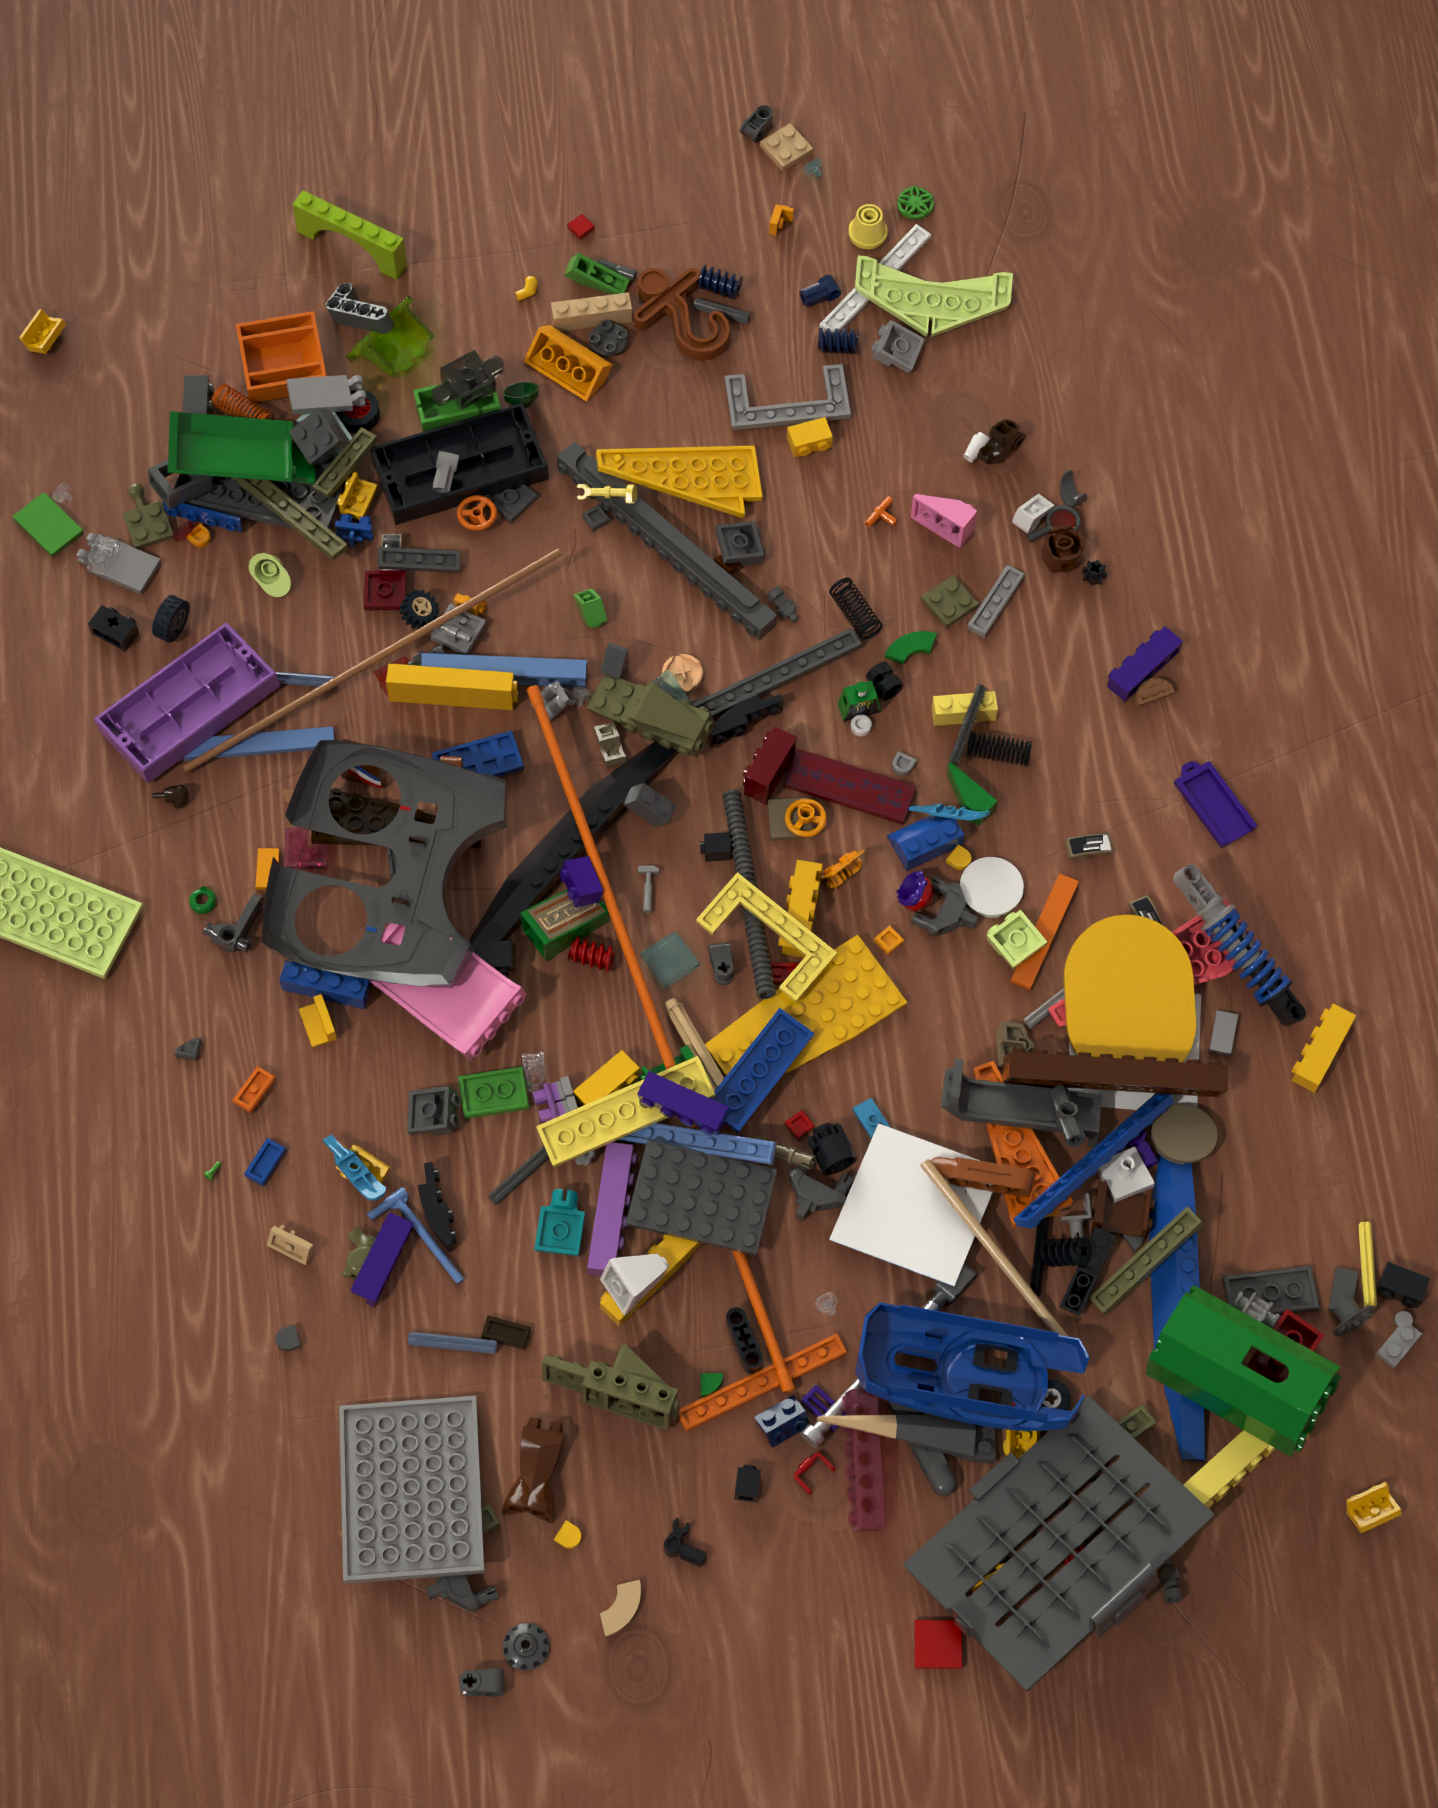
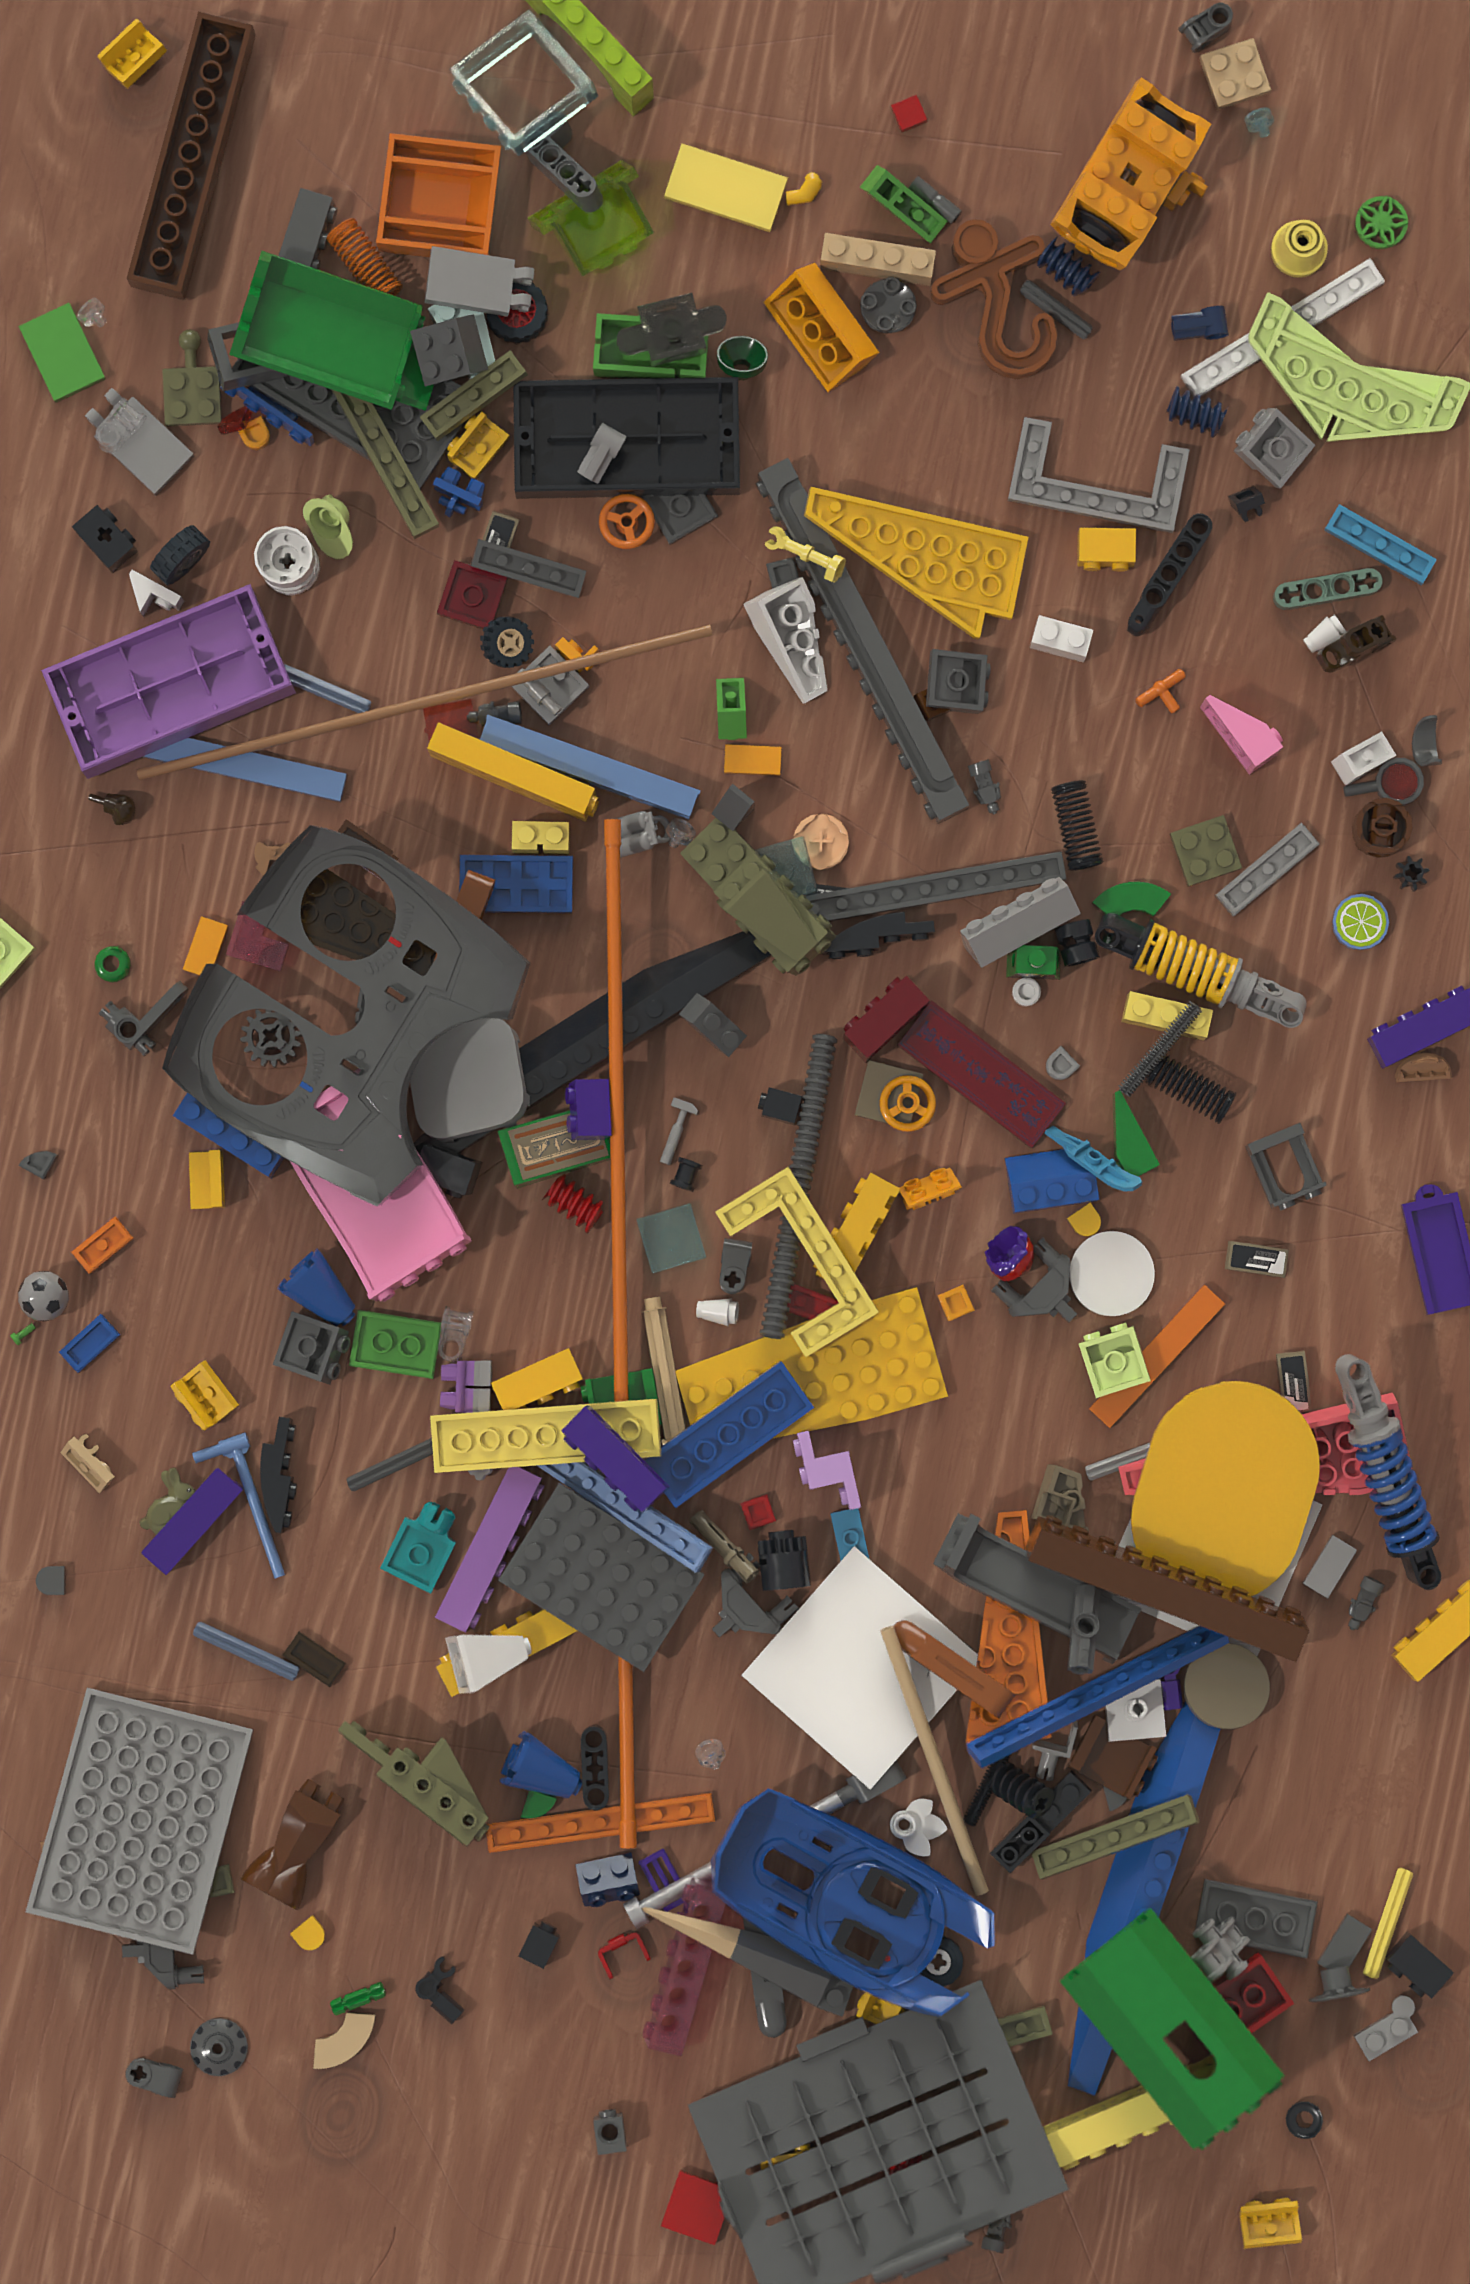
camera: 20 degrees right, 20 degrees up
(102, 380) = (191, 156): none -> reddish brown brick
(155, 650) = (147, 590): none -> white slope
(220, 1135) = (43, 1296): none -> light grey piece
(247, 601) = (278, 548): none -> white wheel
(298, 254) = (499, 46): none -> clear light blue window
(339, 918) = (262, 1047): none -> dark grey gear
(361, 1177) = (196, 1412): dark azure piece -> none
(425, 1068) = (318, 1289): none -> blue cone
(474, 300) = (726, 187): none -> light yellow tile
(475, 723) = (530, 834): none -> light yellow piece
(488, 891) = (470, 1081): none -> light grey tile
(610, 546) = (788, 630): none -> white wedge
(610, 744) = (693, 913): dark tan slope -> none
(620, 635) = (752, 760): none -> light orange tile
(622, 1572) = (358, 1998): none -> green axle
(665, 912) = (686, 1174): none -> black bush
(703, 1353) = (539, 1769): none -> blue cone
(721, 996) = (718, 1311): none -> white cone
(736, 237) = (1110, 205): none -> light orange piece
(800, 499) = (1061, 638): none -> white brick
(839, 673) = (1019, 921): none -> light grey slope
(839, 1074) = (827, 1470): none -> lavender bracket
(851, 1617) = (610, 2145): none -> dark grey brick
(858, 433) = (1144, 610): none -> black piece
(893, 383) = (1246, 500): none -> black tile
(965, 419) = (1326, 584): none -> sand green beam
(974, 669) = (1200, 968): none -> piece
(991, 384) = (1380, 544): none -> dark azure plate
(1001, 1306) = (921, 1829): none -> white plate
(1072, 614) = (1360, 922): none -> lime tile
(1081, 759) = (1311, 1176): none -> dark grey panel
(1256, 1052) = (1362, 1607): none -> dark grey piece
(1366, 1415) = (1297, 2130): none -> black piece

